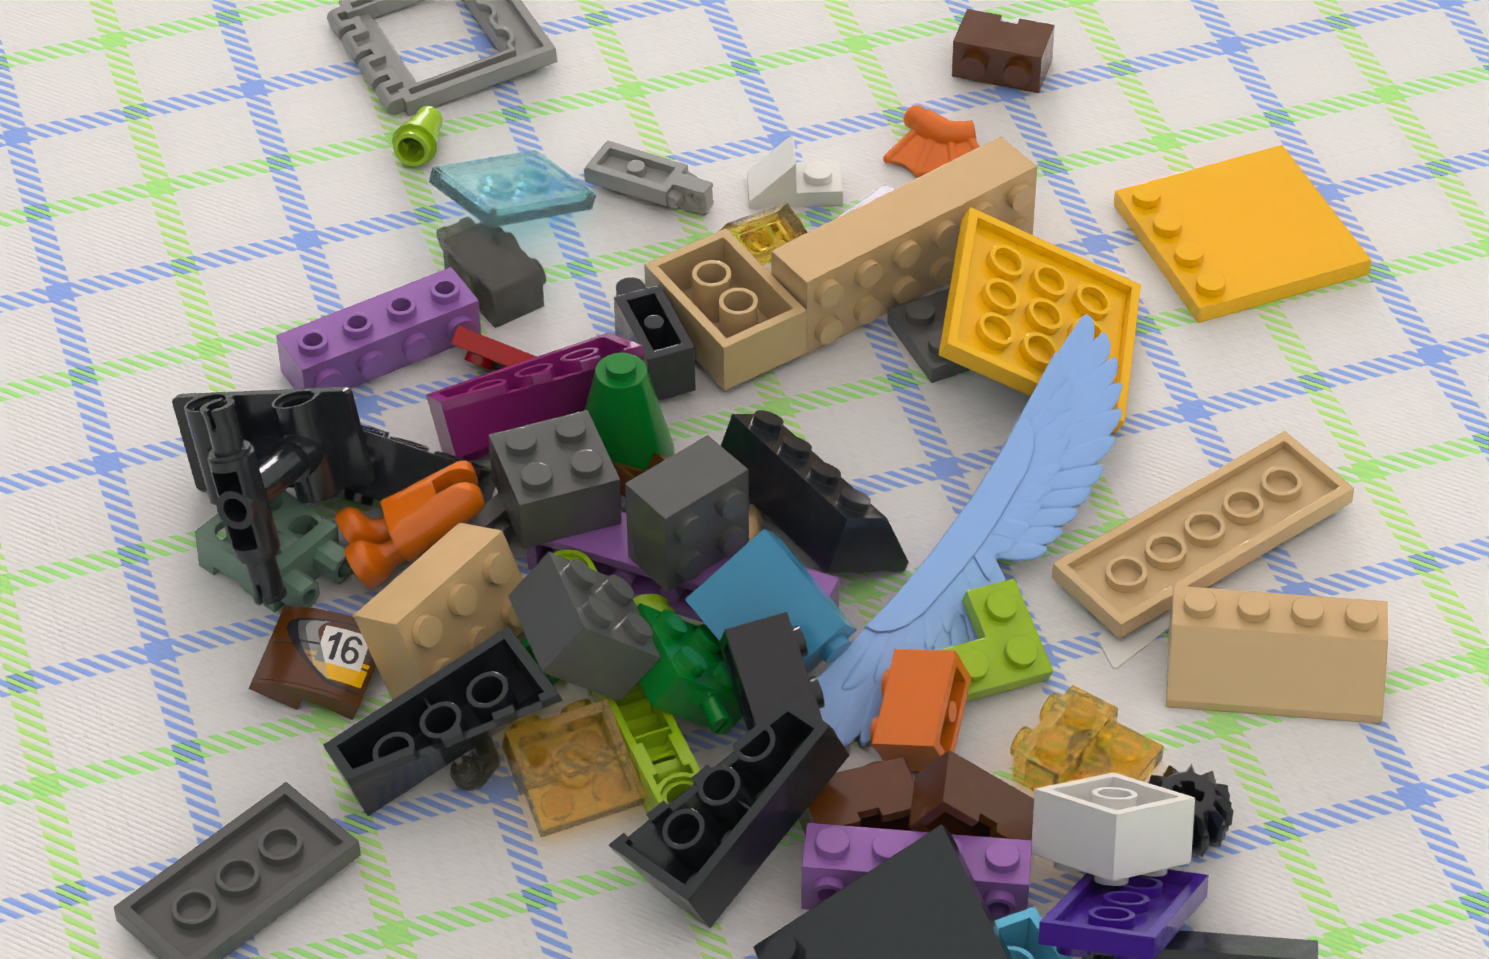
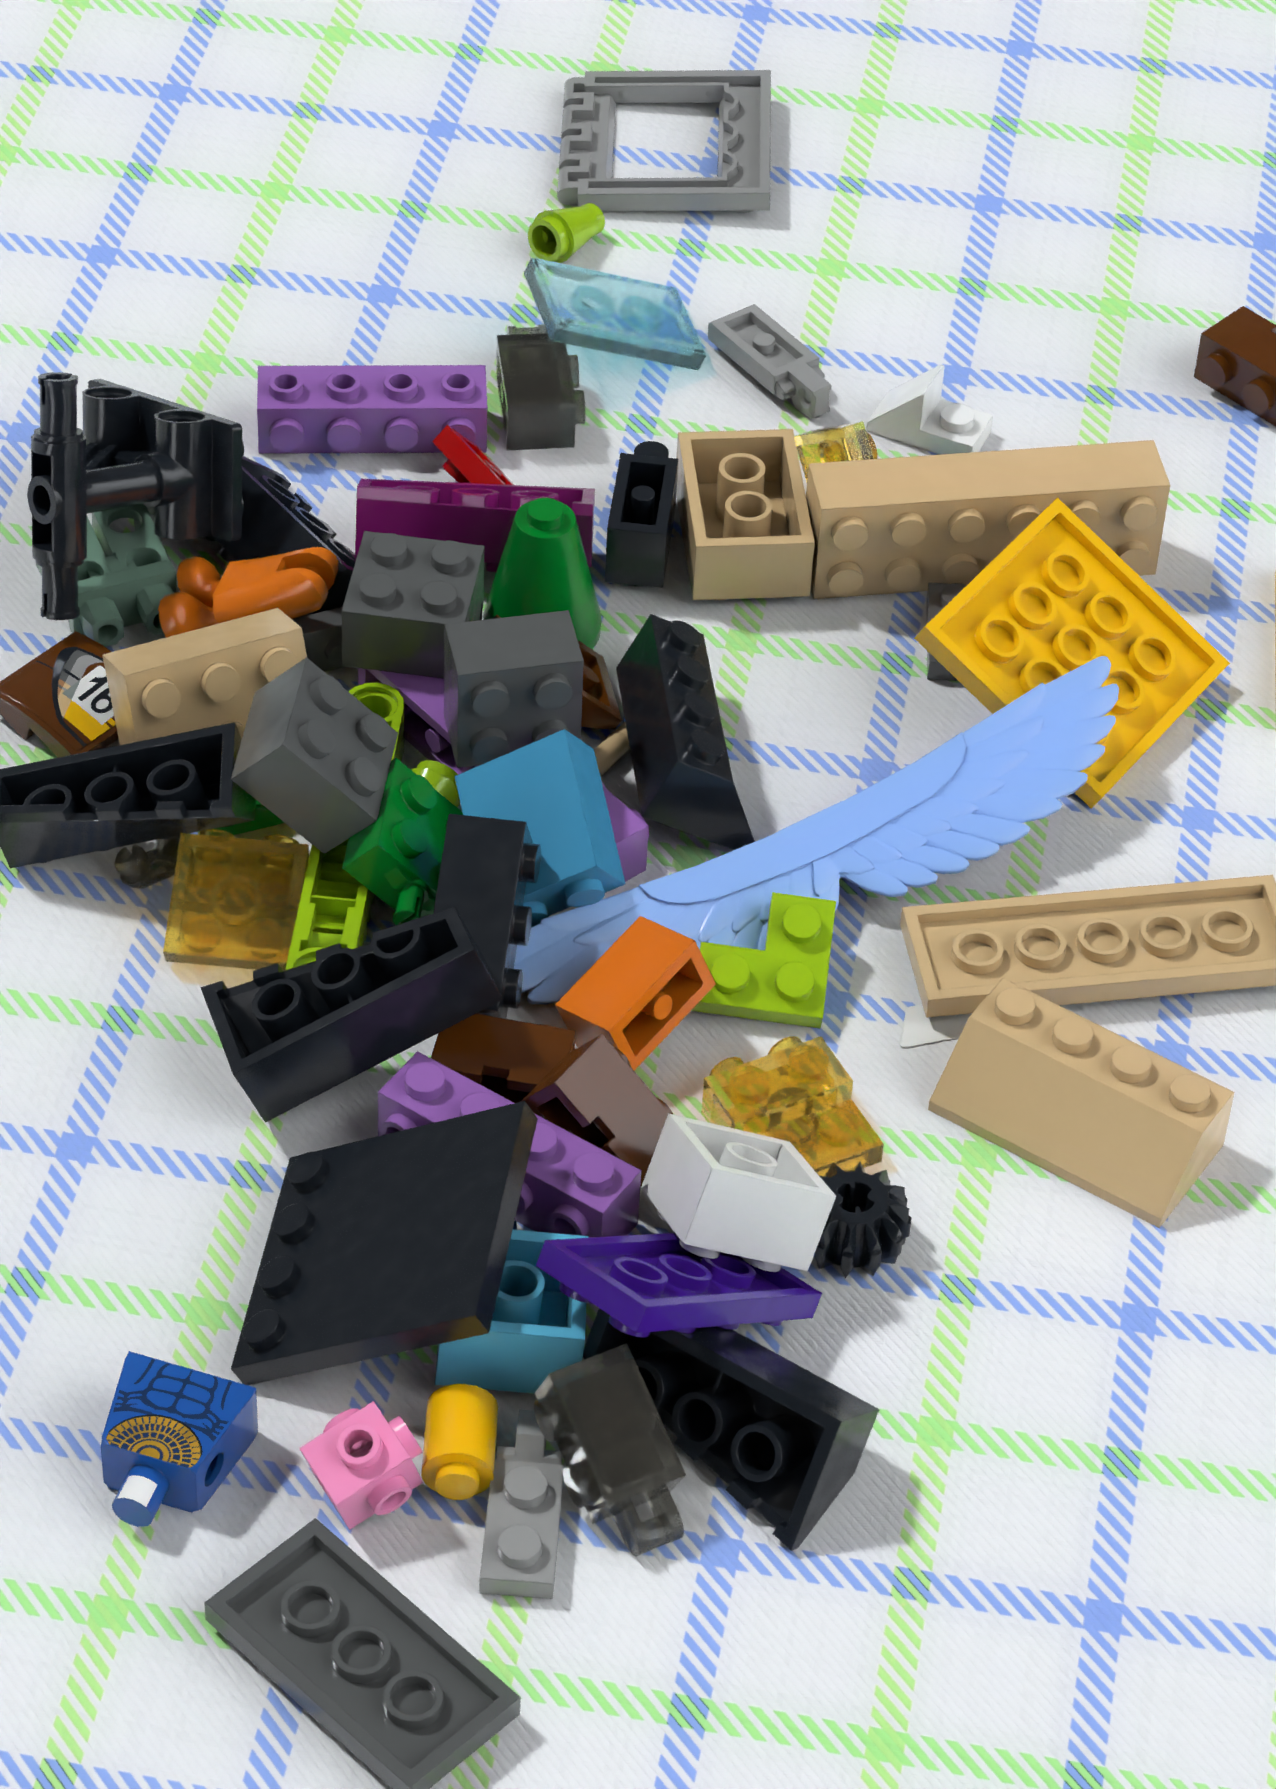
camera: 25 degrees right, 0 degrees up
(931, 141) = (1114, 422): orange arm -> none

